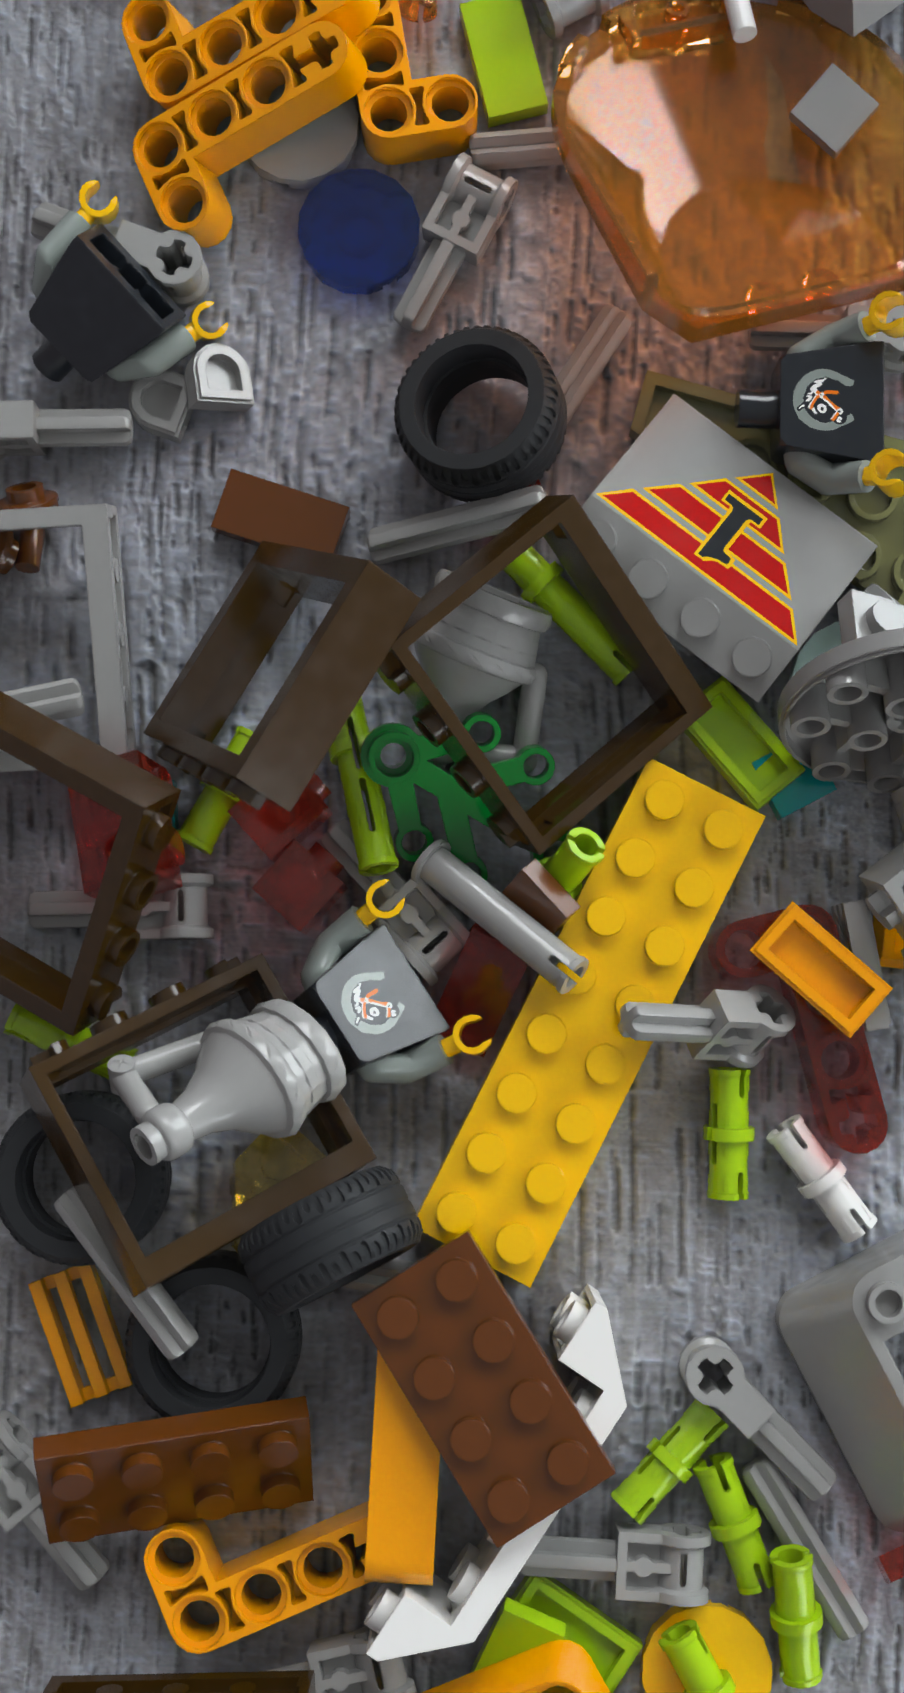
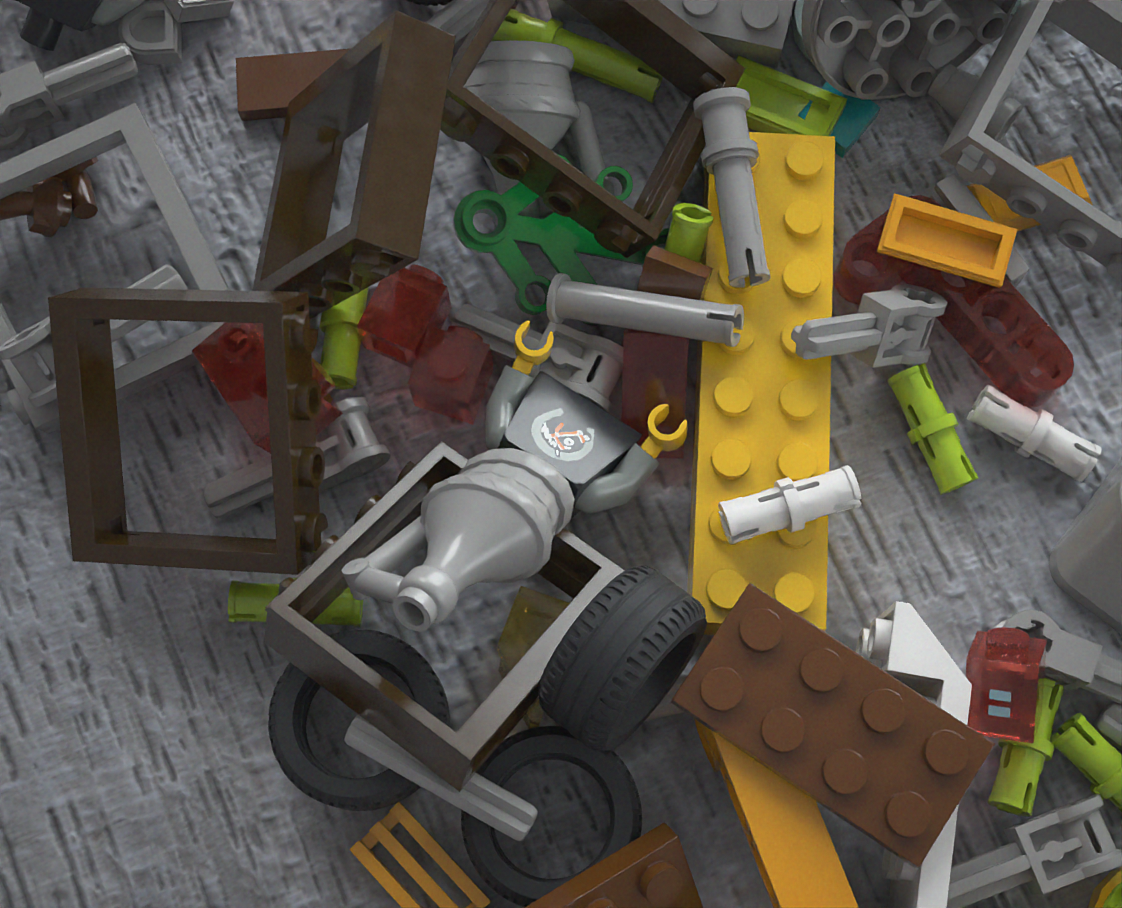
camera: 25 degrees left, 10 degrees down
(374, 847) = (472, 273): lime pin -> none
(545, 1166) = (789, 504): none -> white pin
(646, 805) = (730, 158): none -> light grey pin
(666, 1410) = (1006, 683): none -> clear red brick

